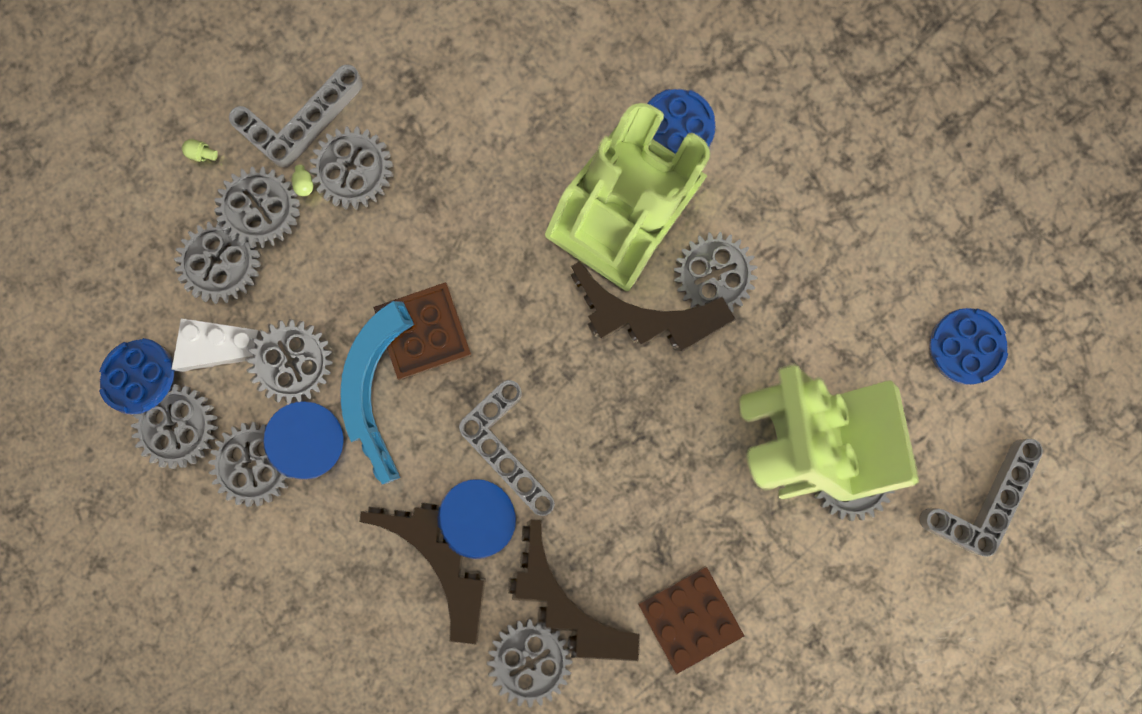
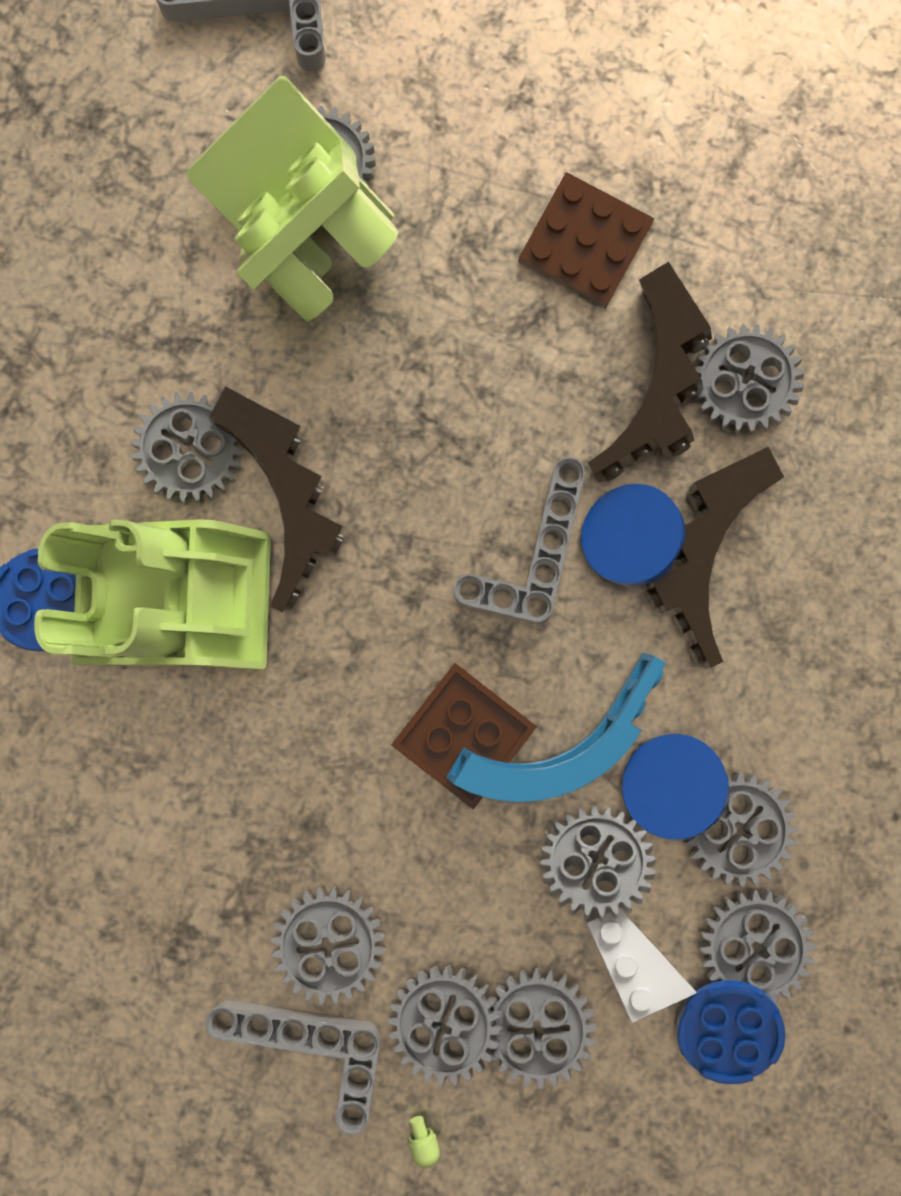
camera: 125 degrees left, 0 degrees up
(302, 181) = (381, 992): yellowish green cylinder -> none
(968, 346) = (94, 128): blue tile -> none

